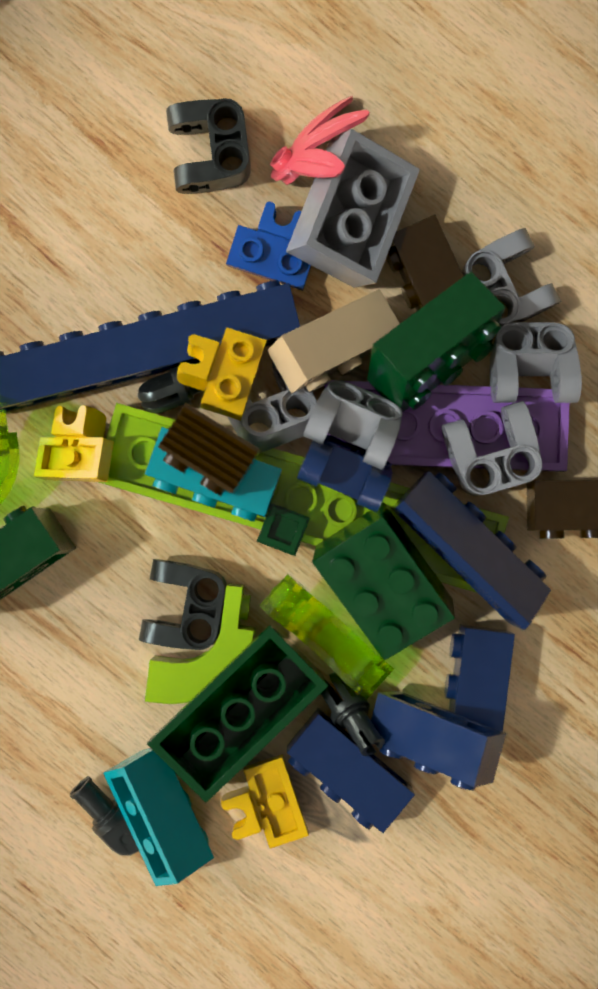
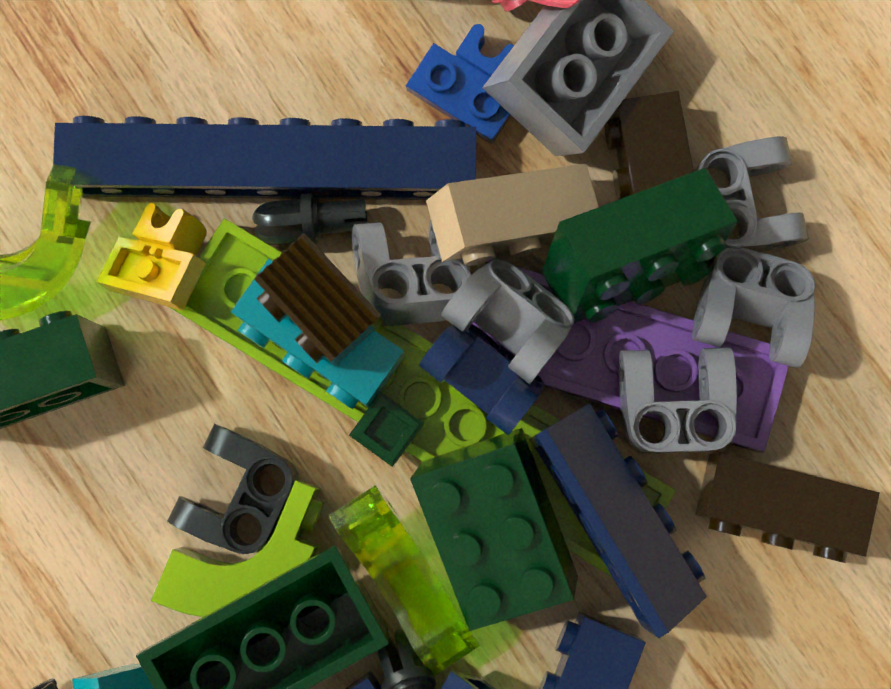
camera: 15 degrees right, 5 degrees down
(223, 370) = (364, 210): yellow plate -> none

